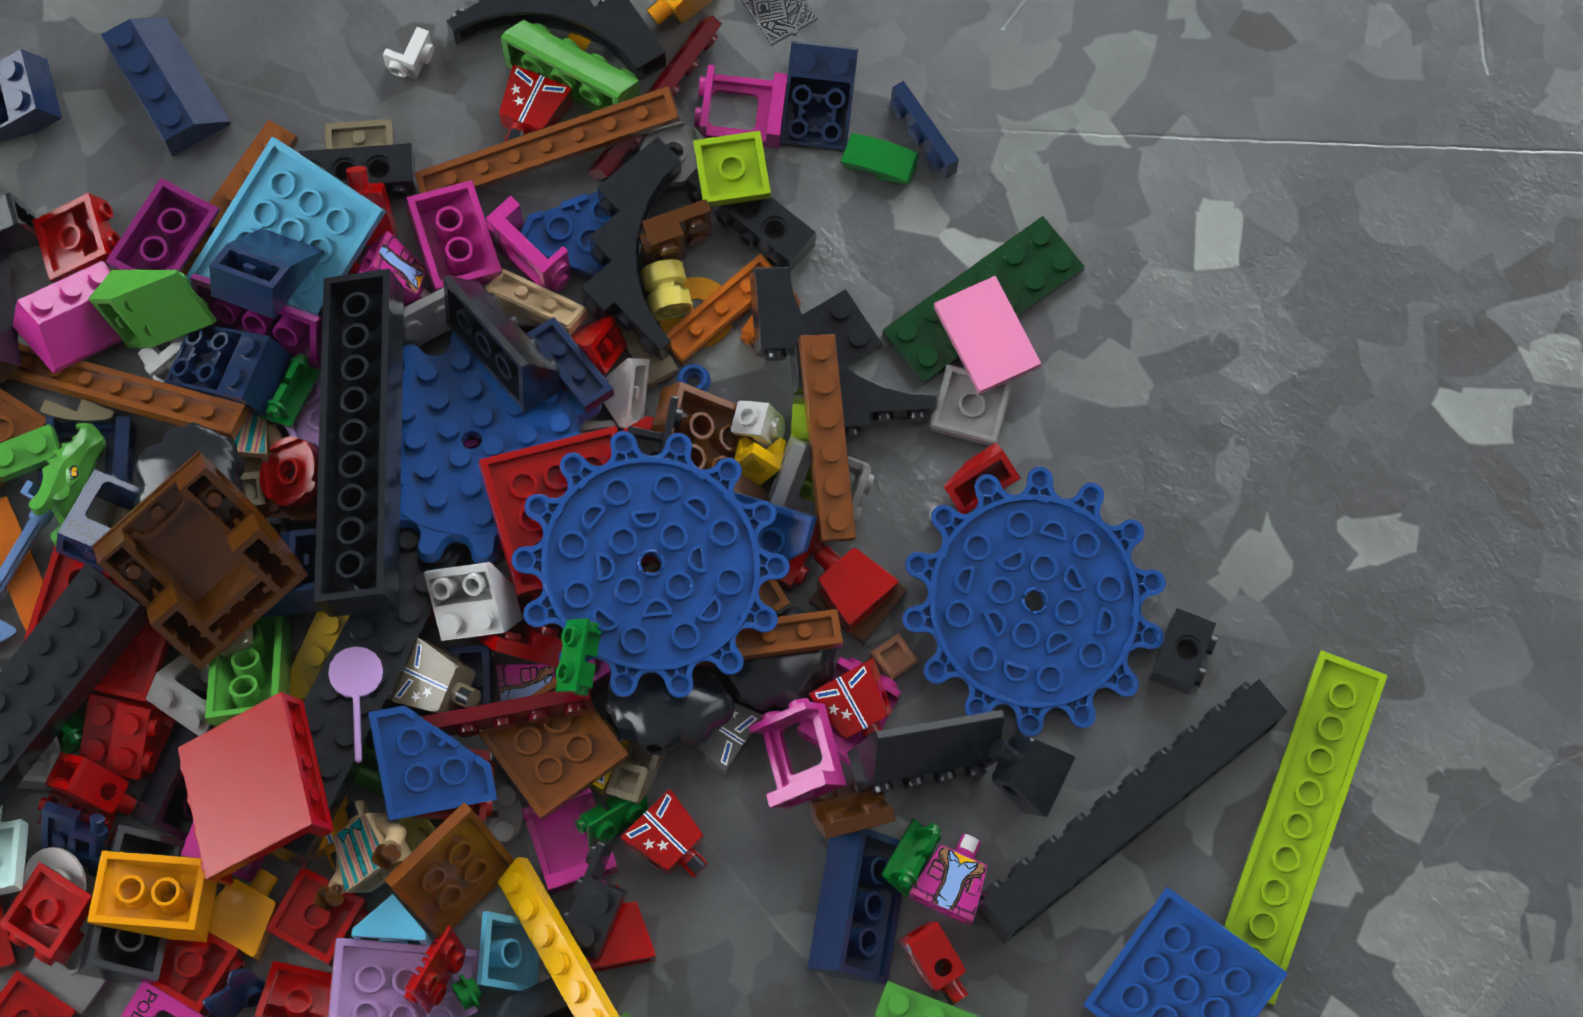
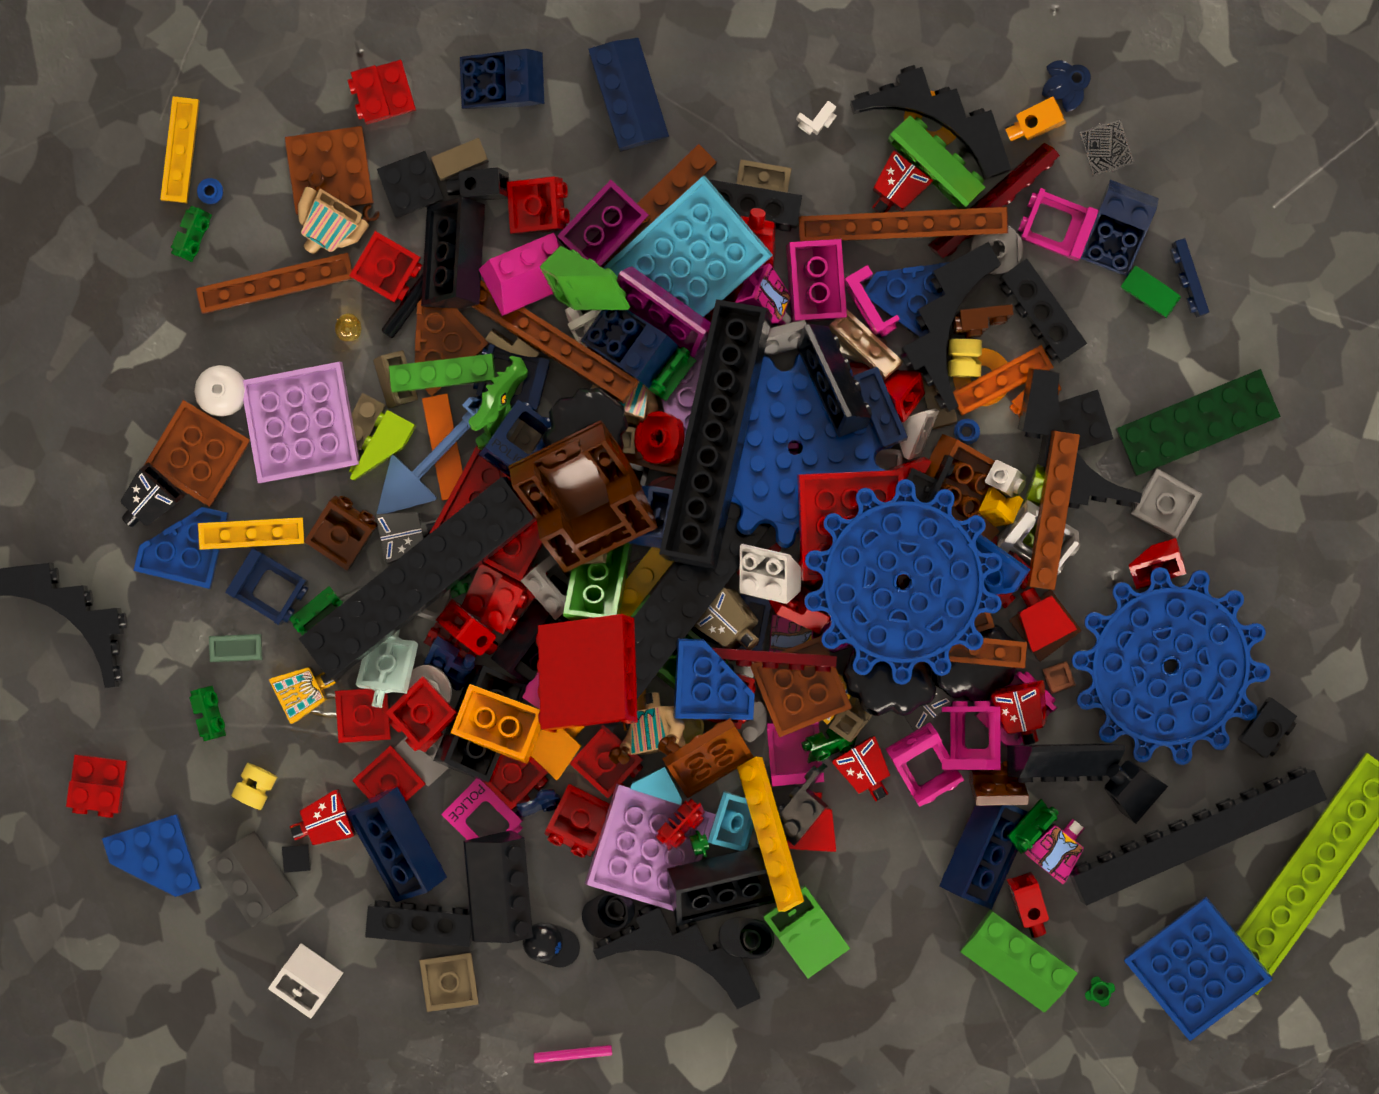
camera: 15 degrees right, 15 degrees up
(261, 271) = (674, 284): dark blue slope -> none
(356, 674) = (674, 607): lavender piece -> none
(579, 640) = (830, 650): green hinge -> none
(722, 788) = (910, 747): none -> dark pink window
(732, 168) = (1037, 280): lime plate -> none
(987, 335) = (1192, 455): bright pink tile -> none

